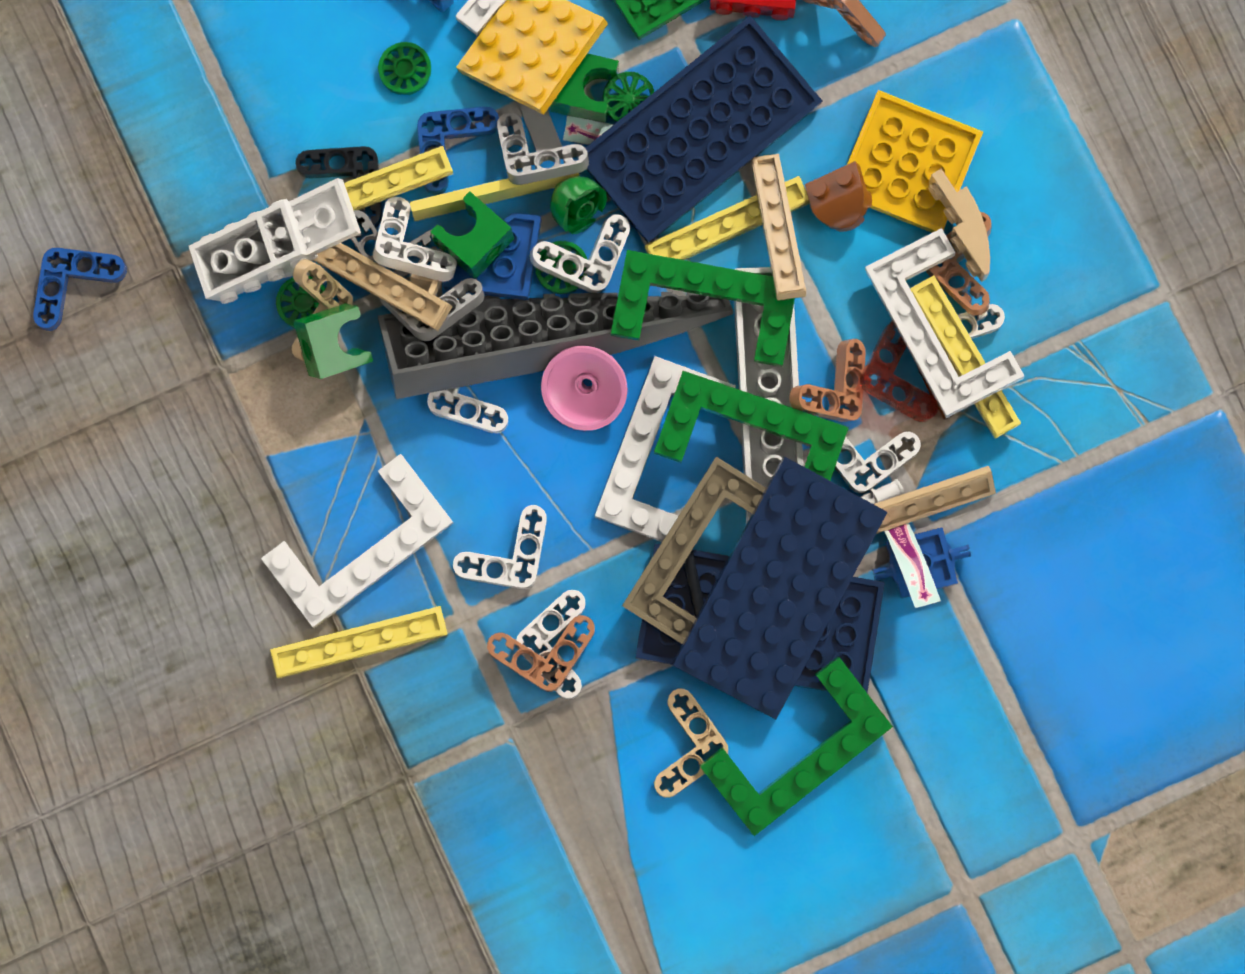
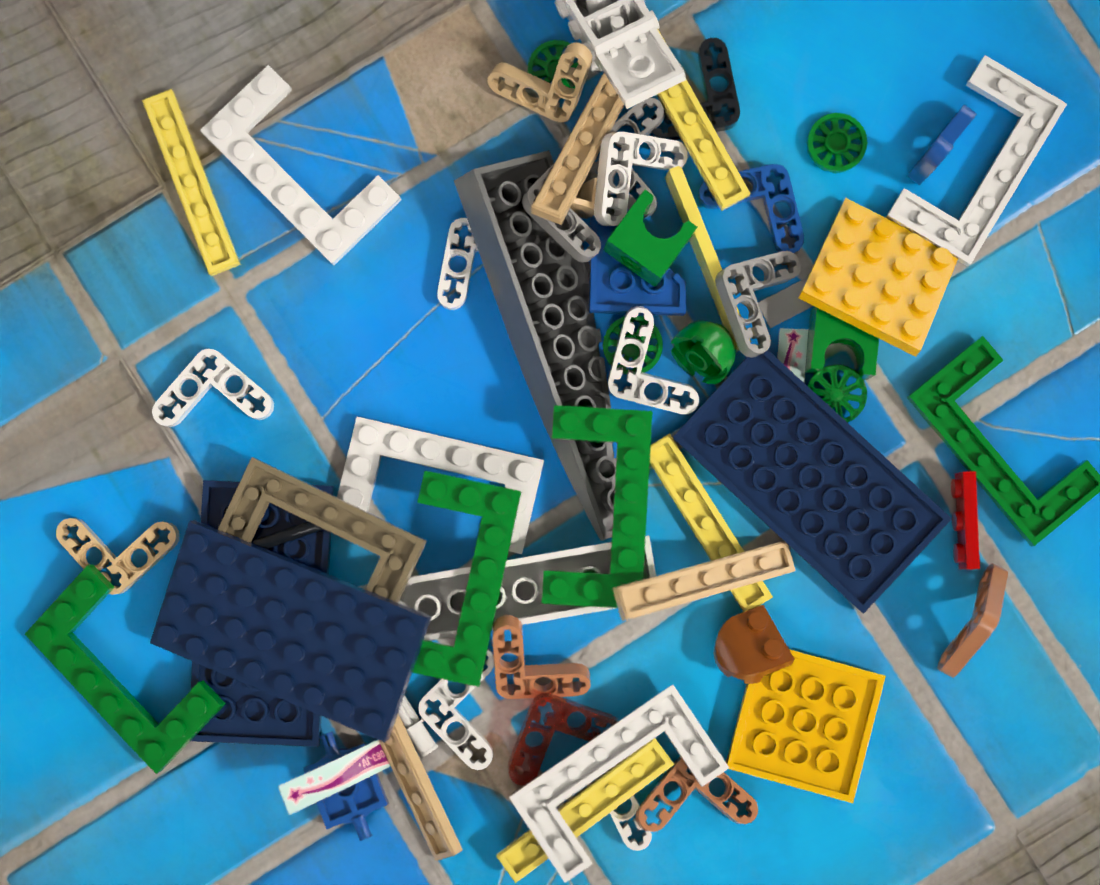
camera: 85 degrees right, 5 degrees up
(320, 344) = (508, 86): piece -> none
(509, 566) = (291, 331): white beam -> none
(541, 664) = (183, 378): nougat beam -> none
(573, 401) = (480, 385): bright pink dish -> none
(970, 233) = (726, 803): tan slope -> none

